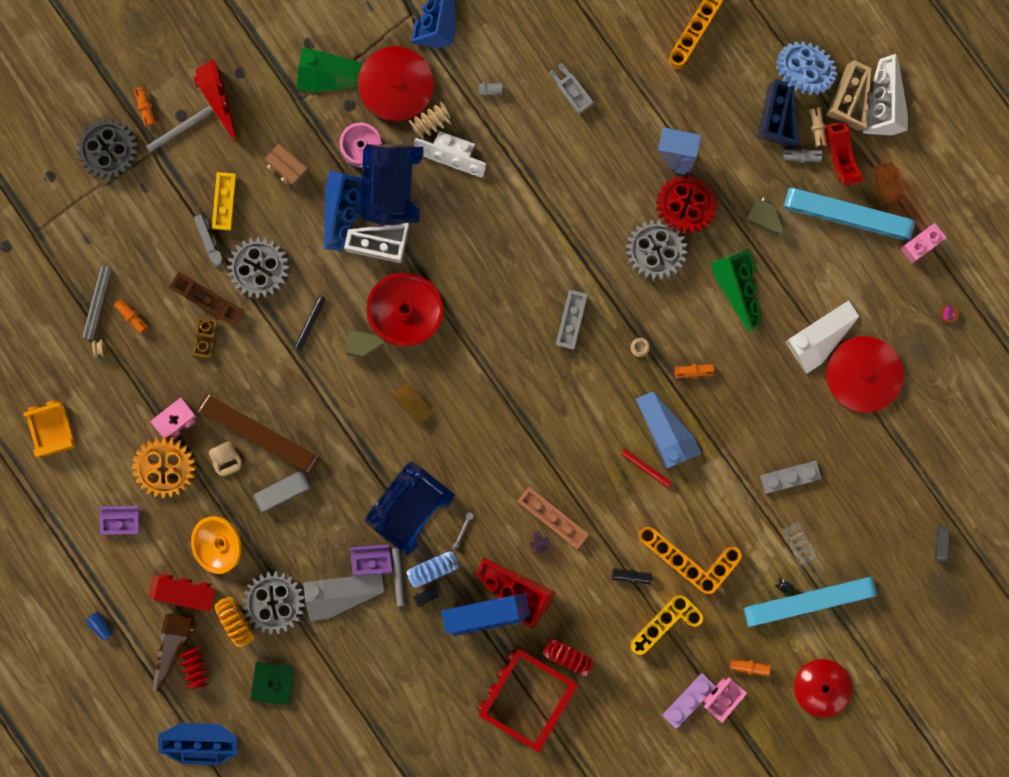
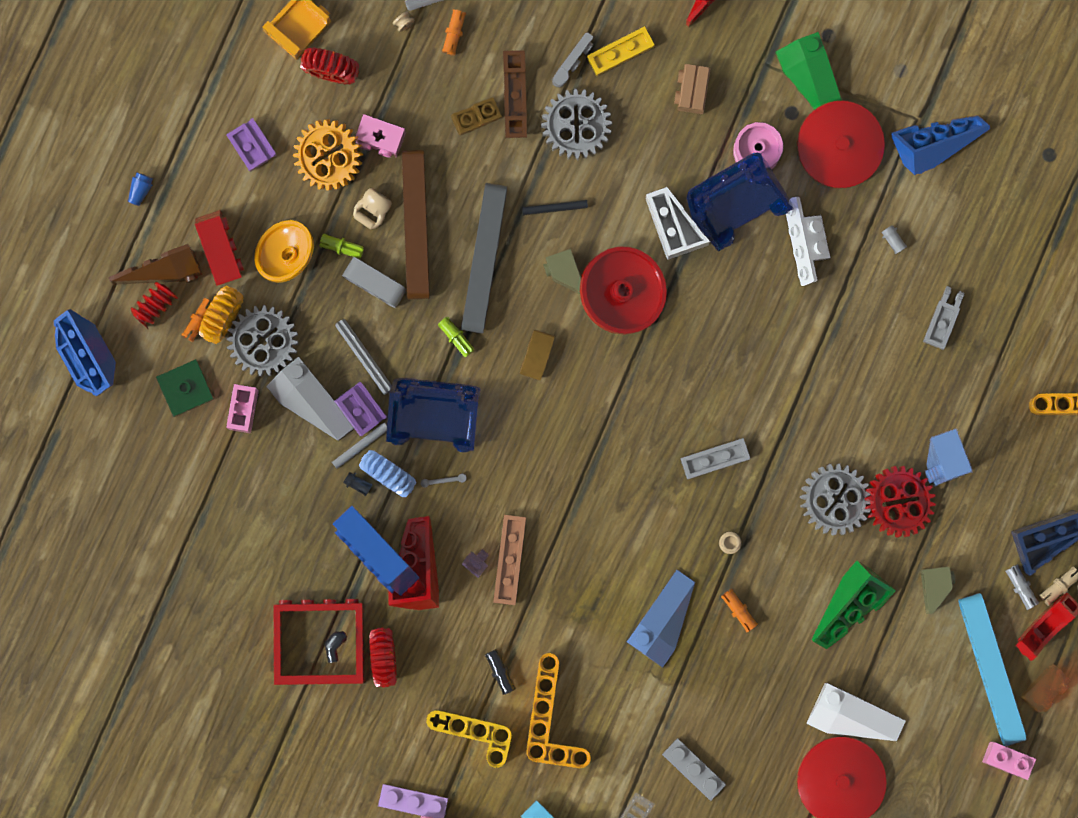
camera: 60 degrees right, 0 degrees up
(97, 424) = (329, 65): none -> red gear
(226, 642) = (196, 320): none -> orange pin
(239, 499) = (341, 246): none -> lime axle
(315, 397) = (484, 258): none -> dark grey beam
(315, 649) = (242, 408): none -> bright pink brick
(333, 533) = (363, 355): none -> light grey axle
(341, 208) = (684, 167): blue wedge -> none
(361, 455) = (456, 336): none -> lime axle
(431, 121) = (824, 201): tan piece -> none
(535, 688) = (333, 644): none -> black arm
(646, 468) = (614, 624): red bar -> none

